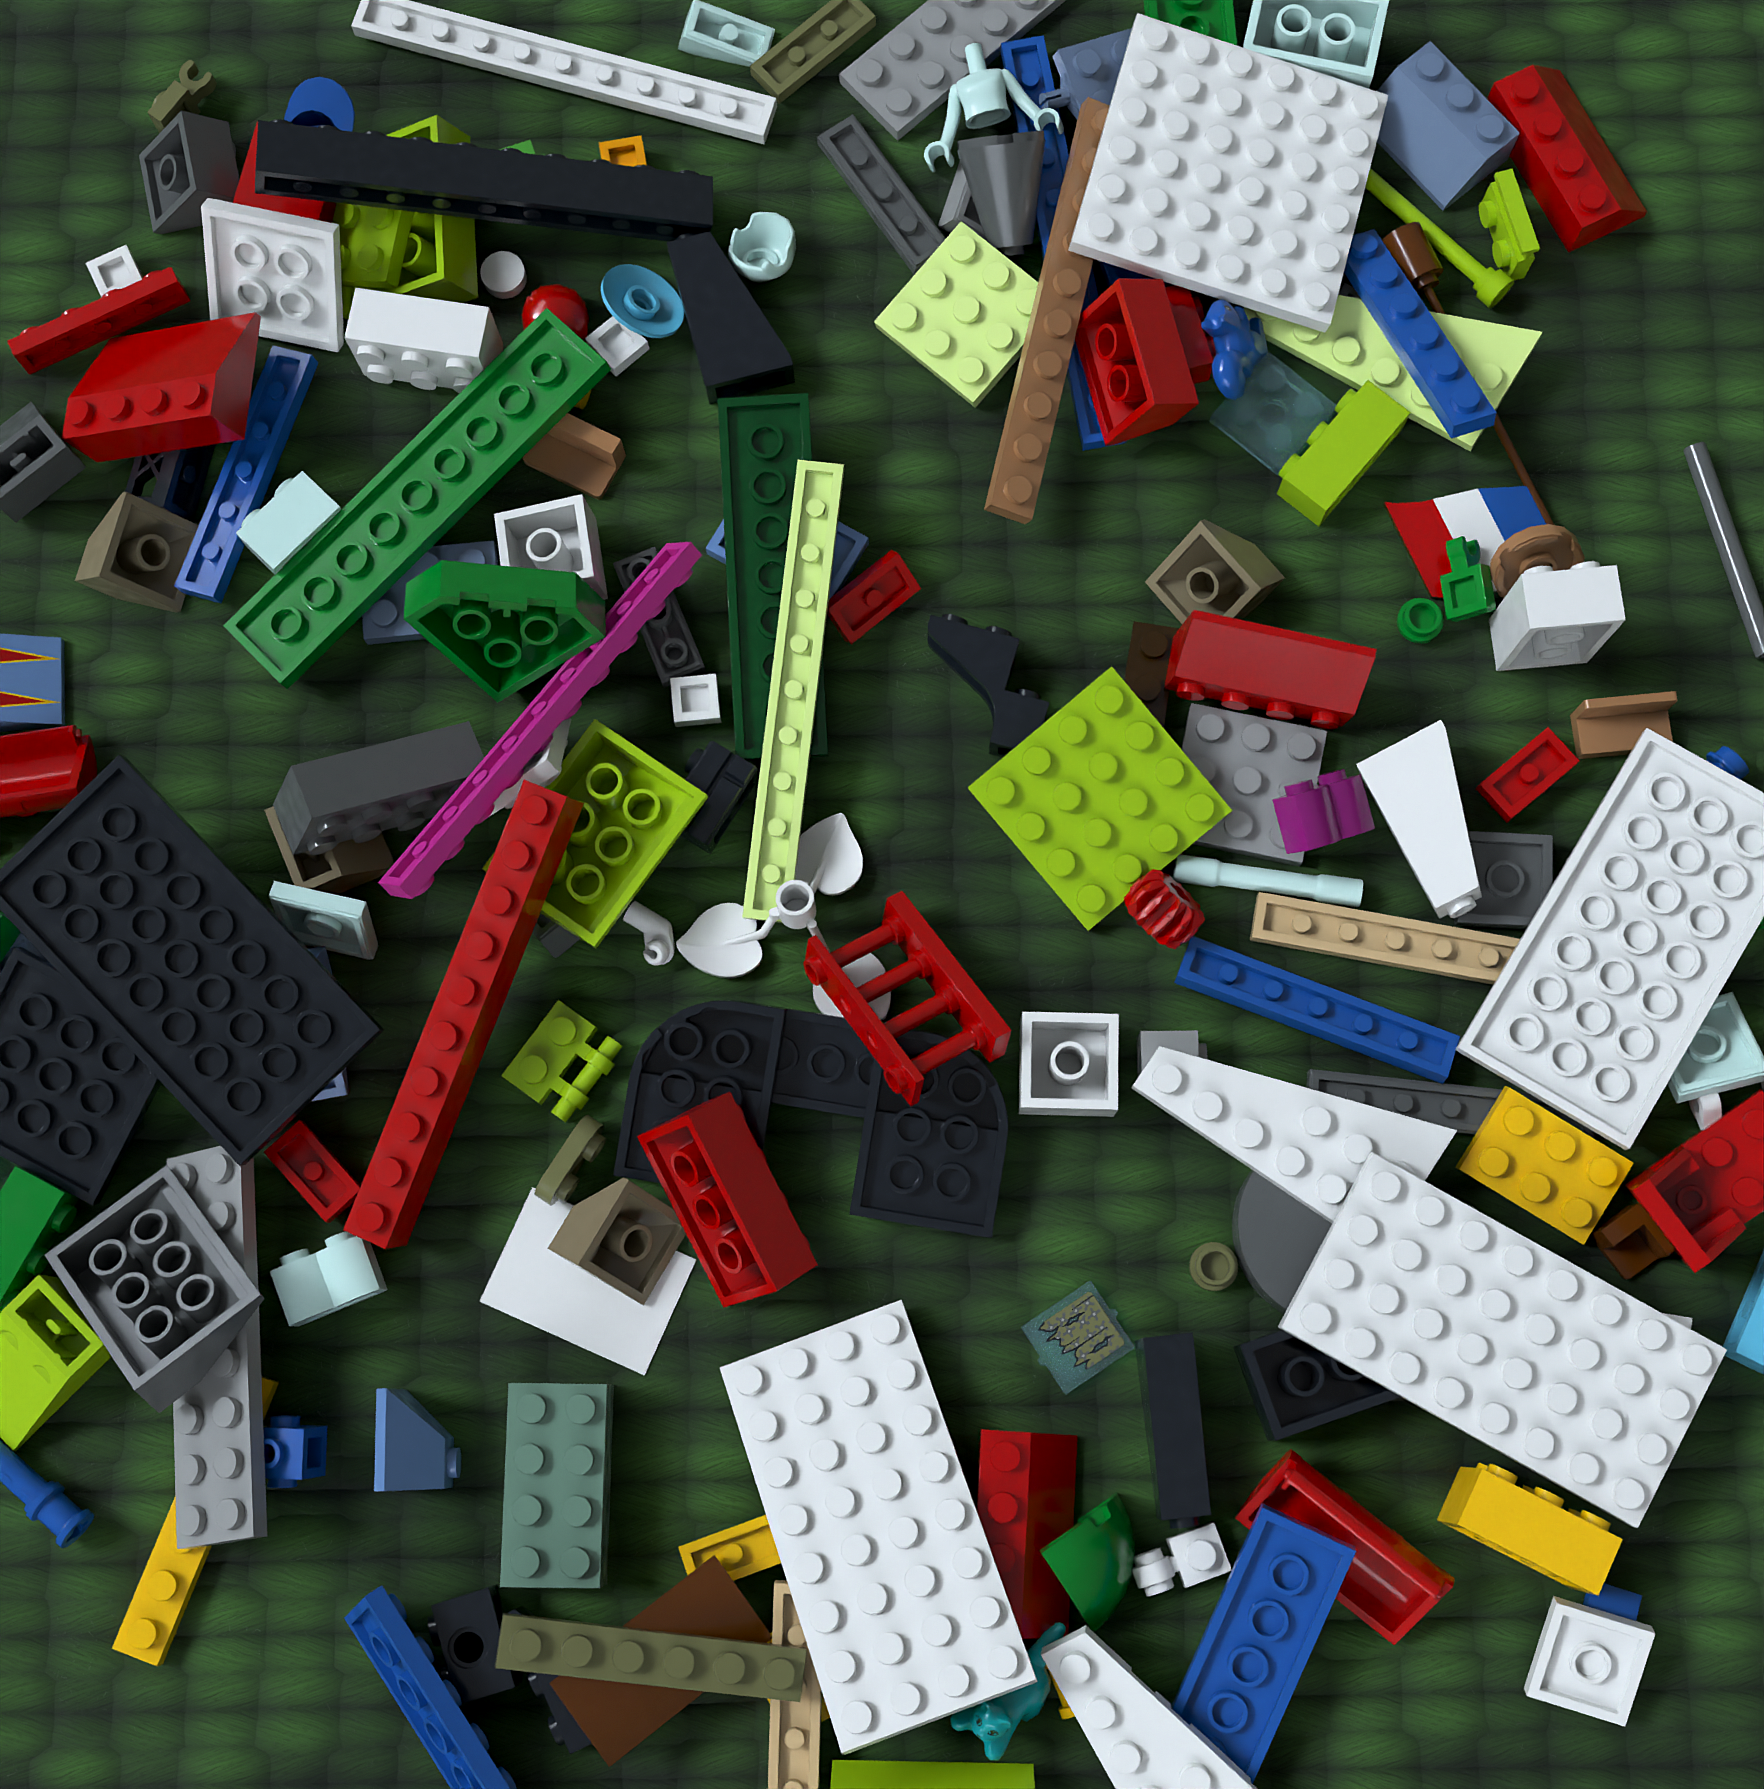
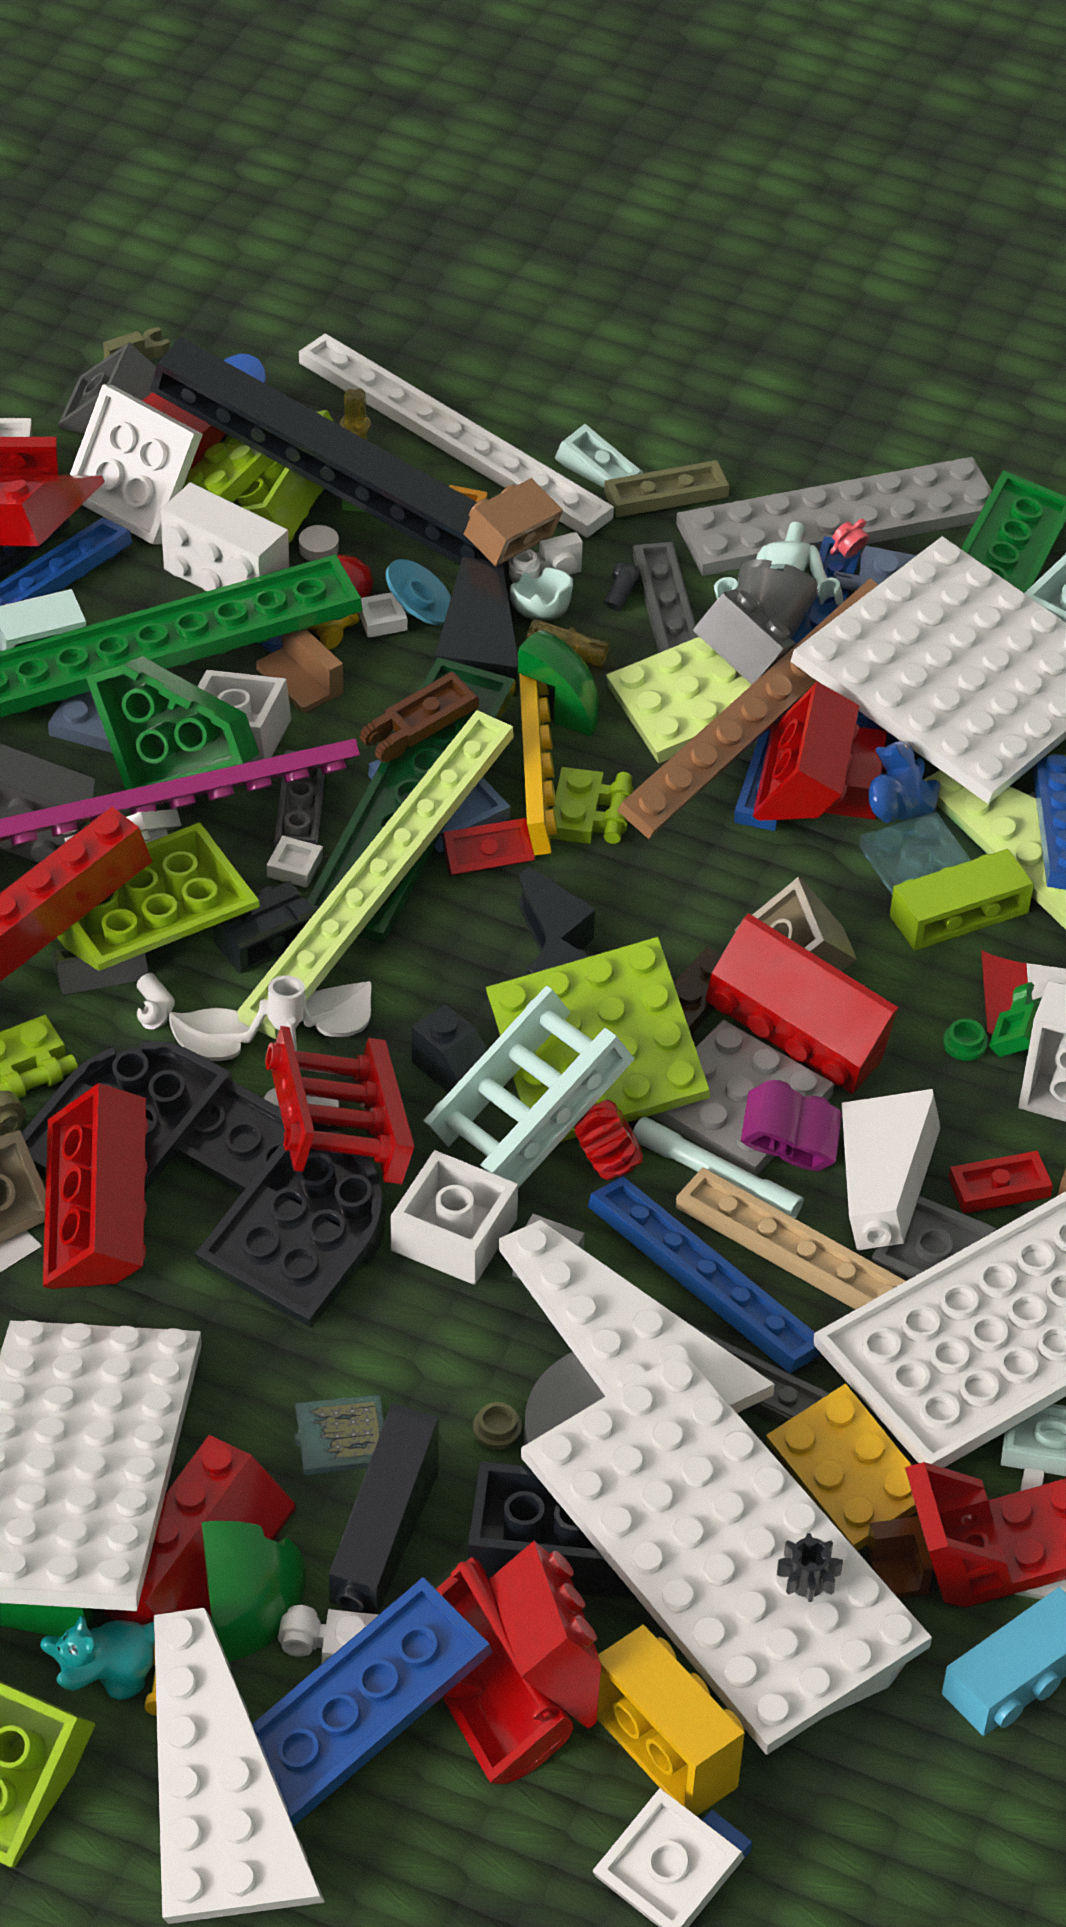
camera: 20 degrees right, 30 degrees down
(467, 109) = (355, 413): none -> clear yellow axle
(701, 183) = (512, 521): none -> medium nougat brick
(743, 484) = (419, 716): none -> reddish brown hinge
(750, 192) = (557, 552): none -> white plate
(816, 296) = (588, 648): none -> clear yellow axle
(832, 182) = (626, 578): none -> black arm
(841, 349) = (564, 670): none -> green brick
(872, 476) = (538, 764): none -> yellow plate
(924, 497) = (577, 805): none -> lime plate
(973, 871) = (445, 1047): none -> black slope
(1006, 234) = (744, 634): none -> brick
(1035, 44) = (849, 539): none -> coral plate
(1120, 894) = (555, 1113): none -> light aqua fence
(1396, 1507) = (549, 1630): none -> red slope
(1616, 1340) = (809, 1567): none -> black gear

